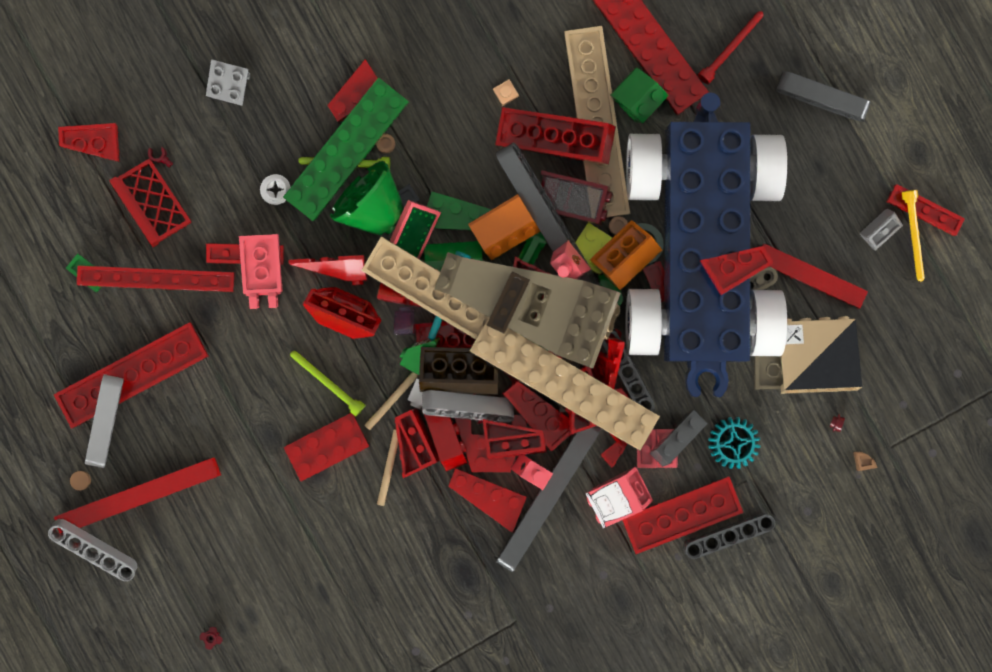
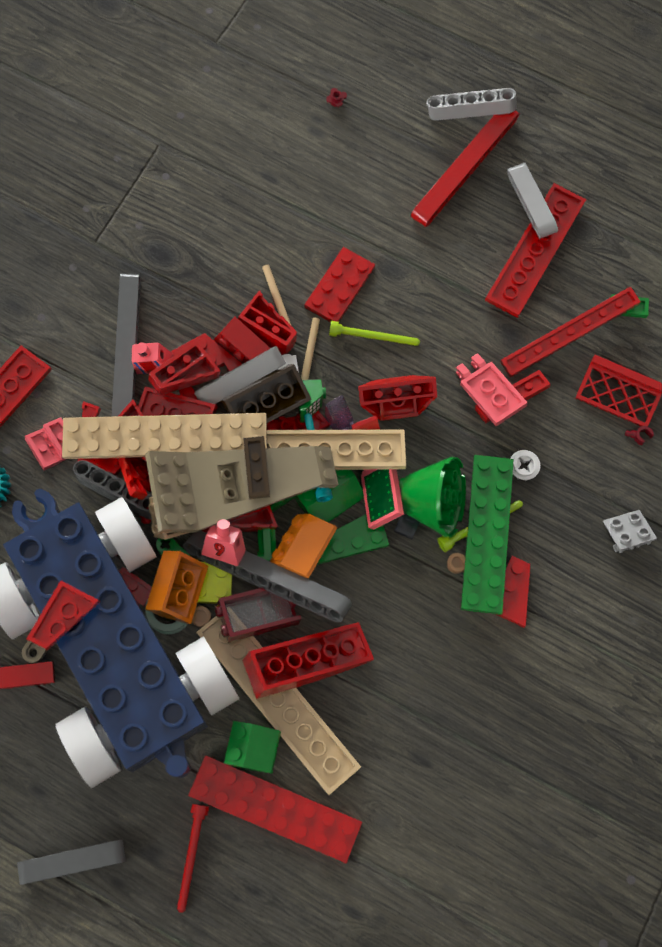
camera: 145 degrees right, 15 degrees down
(80, 480) = (518, 152): medium nougat tile -> none
(345, 268) = (425, 430): wedge -> none
(492, 499) = (171, 322): red wing -> none
(505, 92) = (379, 676): light nougat plate -> none
(619, 497) = (61, 382): slope -> none
(678, 439) = (32, 469): dark grey arch -> none

